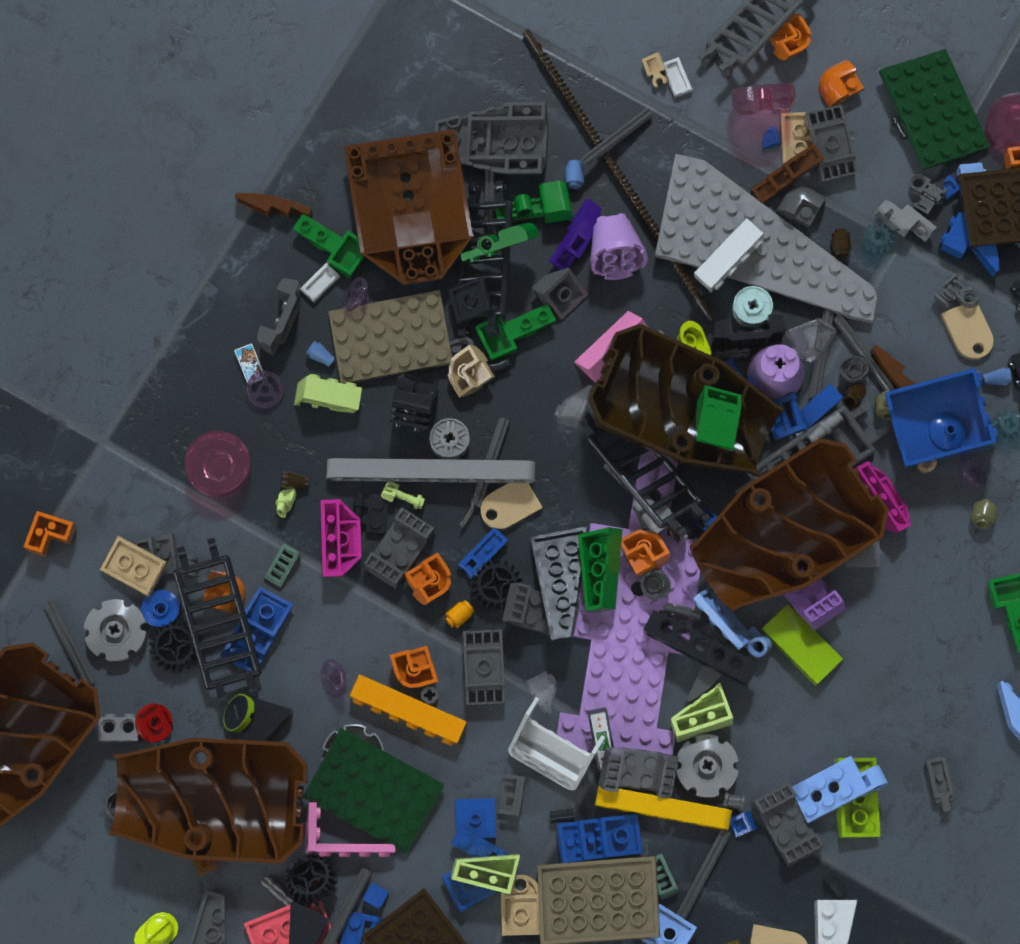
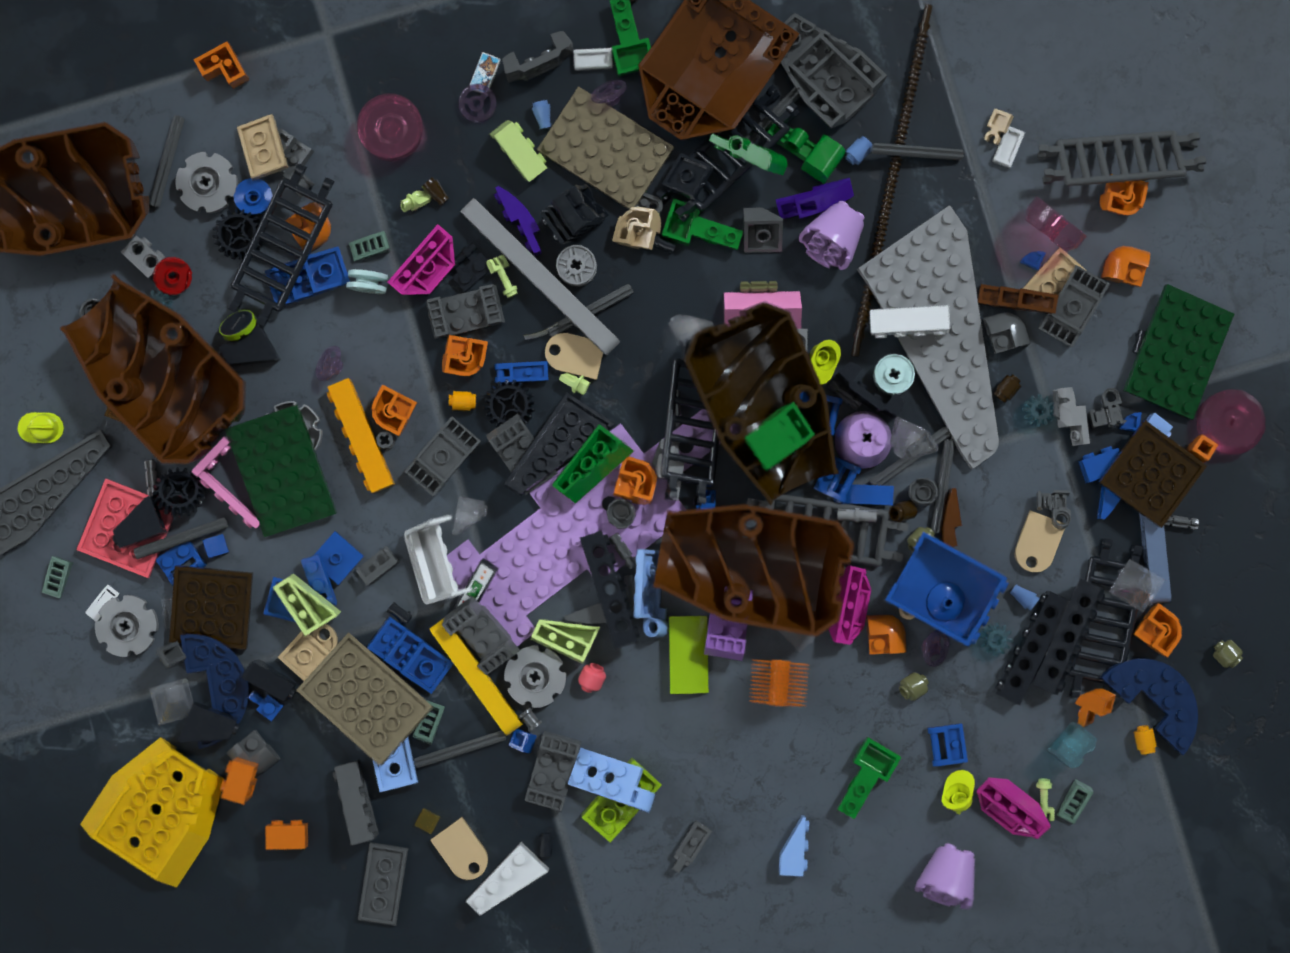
camera: 45 degrees right, 10 degrees up
(306, 590) = (367, 281): none -> light aqua wheel
(368, 440) = (515, 213): none -> dark purple slope
(534, 523) = (578, 384): none -> yellowish green piece
(595, 334) = (758, 286): none -> olive axle
(749, 727) = (592, 677): none -> coral head
(887, 598) = (779, 683): none -> orange piece
(927, 496) = (885, 634): none -> orange brick

